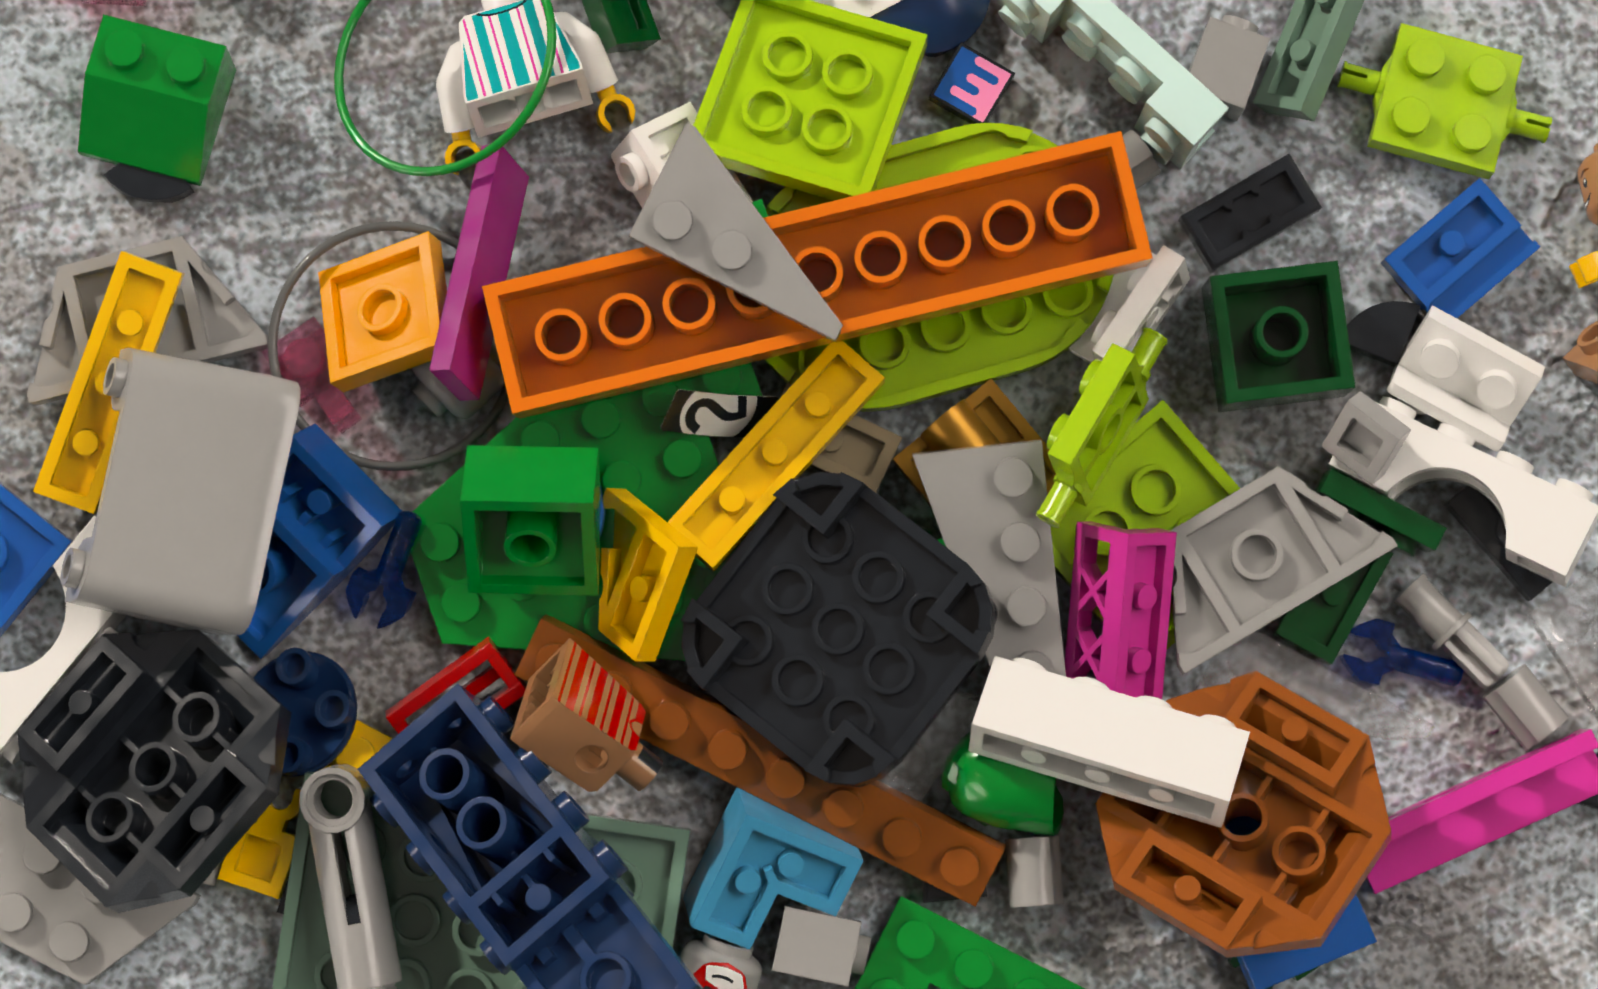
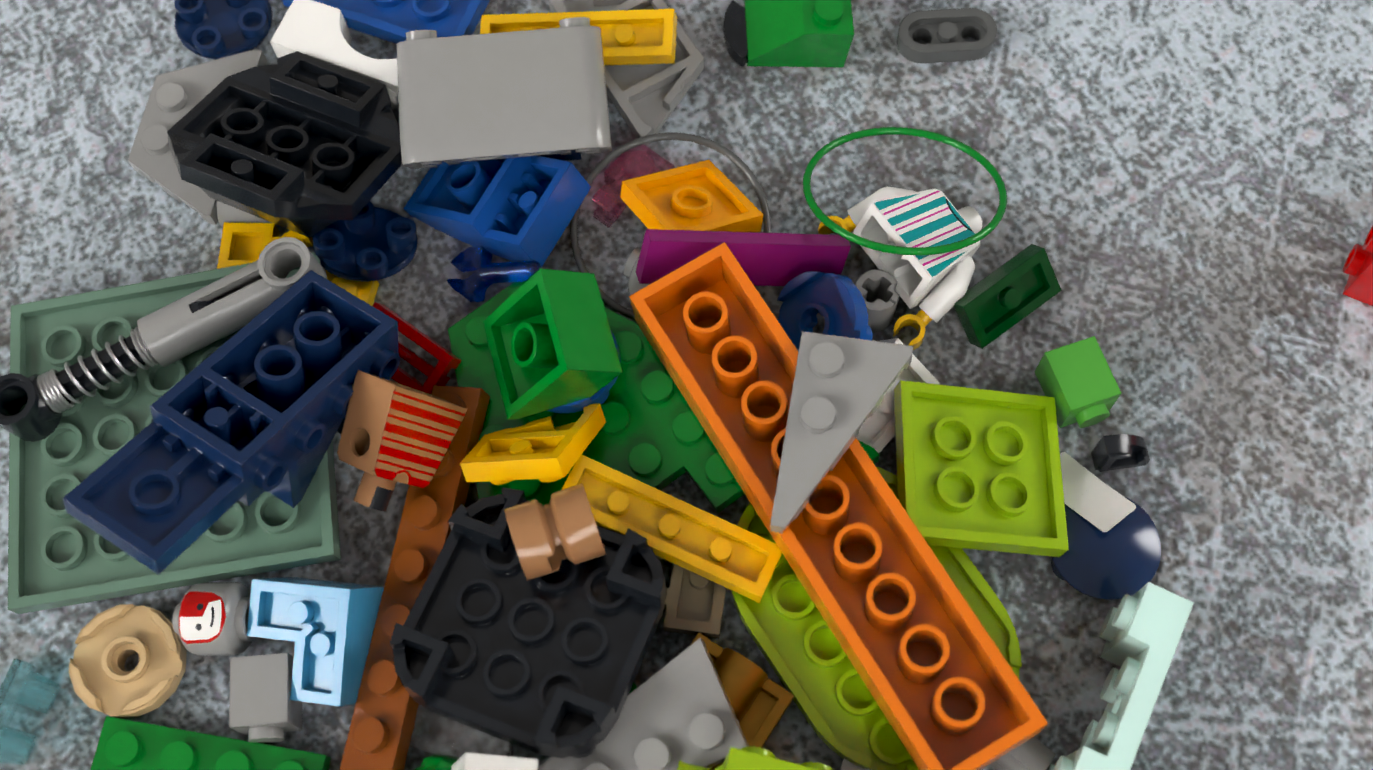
camera: 75 degrees right, 15 degrees down
(568, 140) = (879, 296): none -> light grey piece
(573, 181) = (831, 297): none -> blue plate
(715, 413) = (687, 468): sticker -> none
(757, 572) = (554, 532): none -> medium nougat wheel
(971, 85) = (1040, 606): tile -> none

